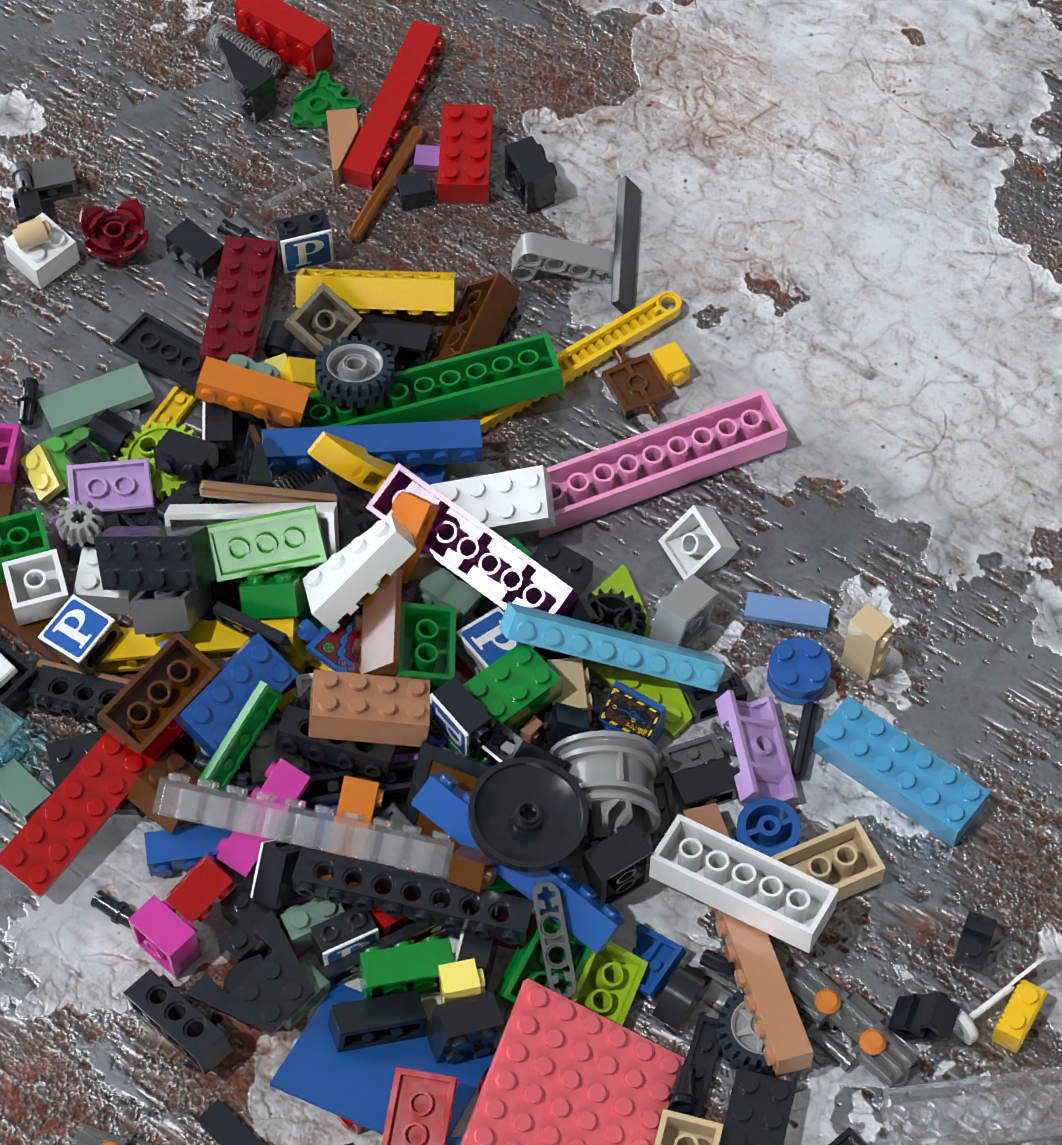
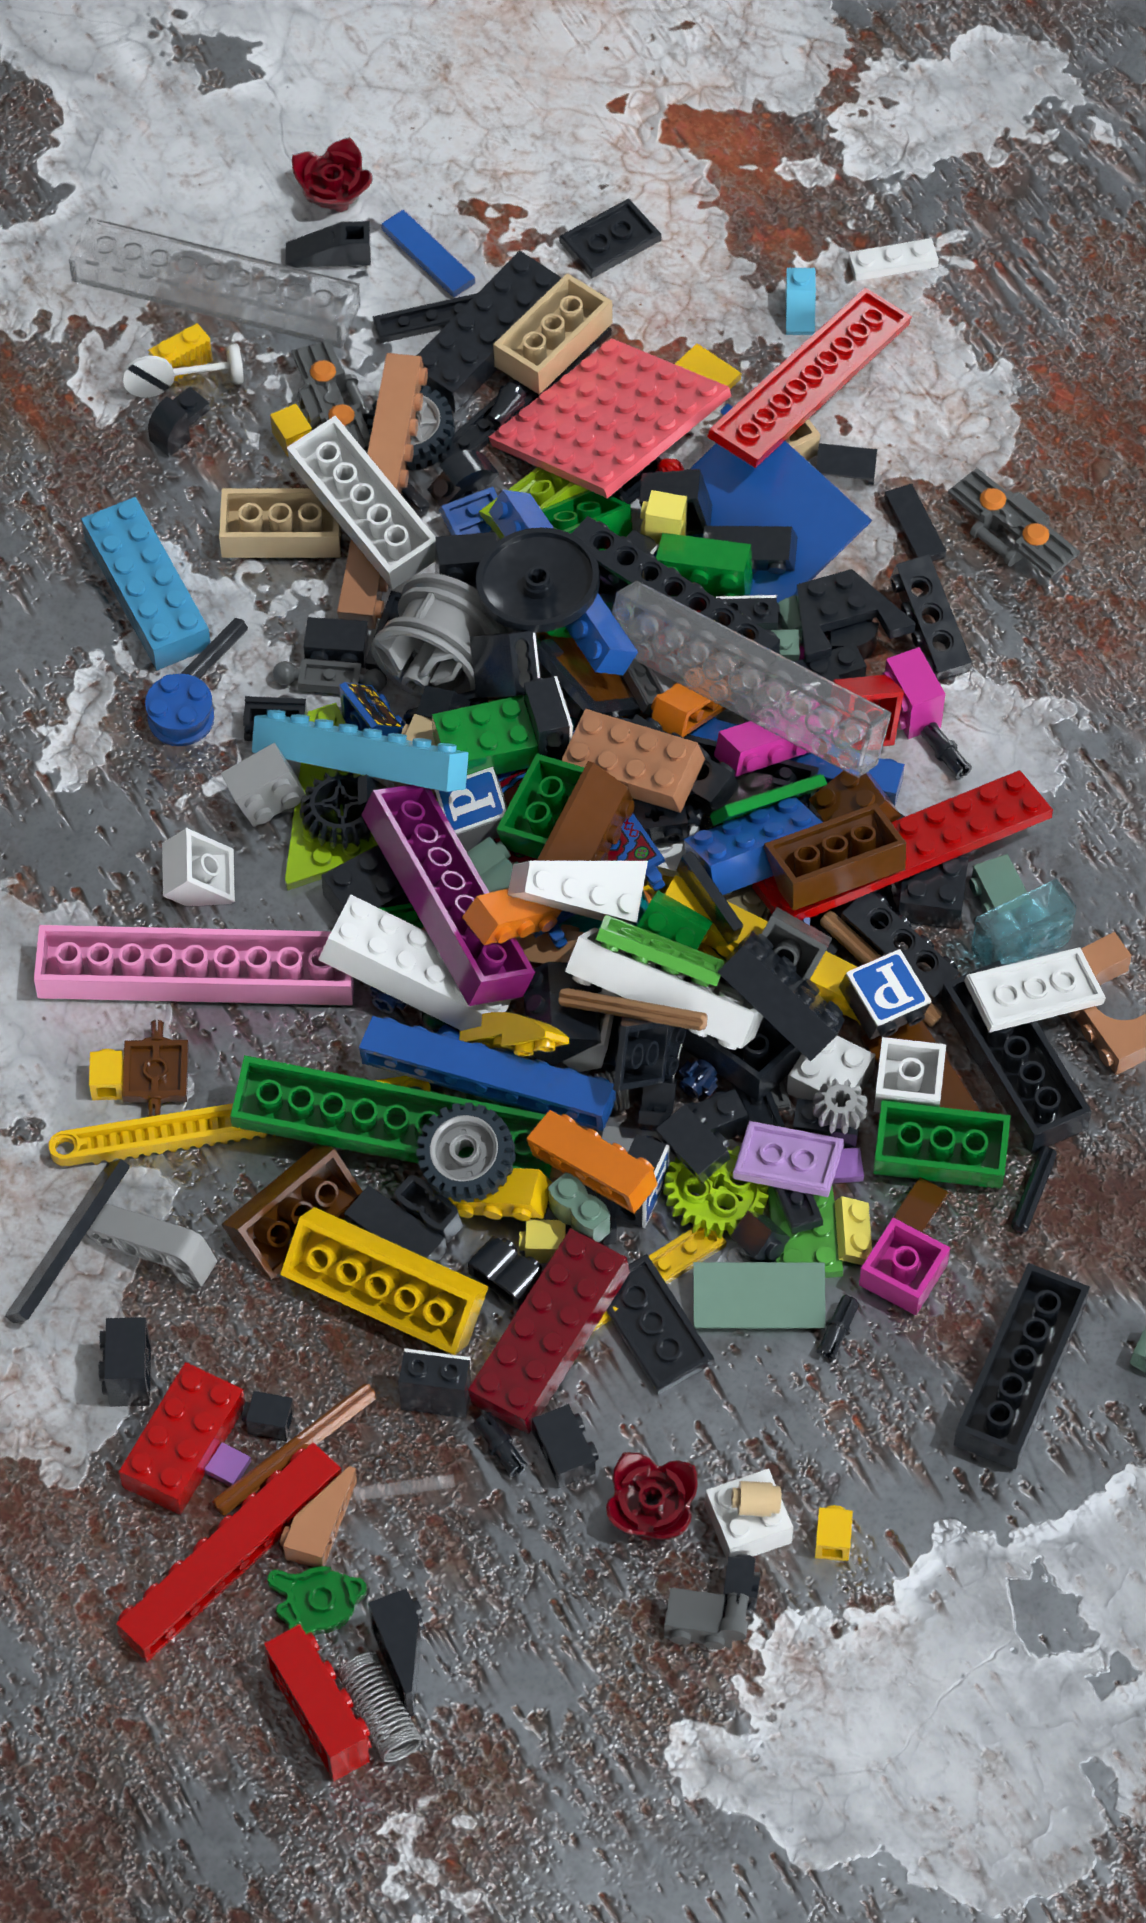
camera: 155 degrees left, 0 degrees up
(322, 319) = (470, 1238): dark tan brick -> none
(471, 869) = (612, 579): reddish brown brick -> none
(558, 938) = (565, 507): dark grey beam -> none
(755, 726) = (264, 646): lavender piece -> none
(768, 826) = (303, 576): blue wheel -> none
(786, 612) = (152, 777): medium blue tile -> none
(867, 642) = (104, 681): tan brick -> none
(868, 980) = (289, 426): none -> yellow brick
(924, 1017) = (266, 372): black brick -> none

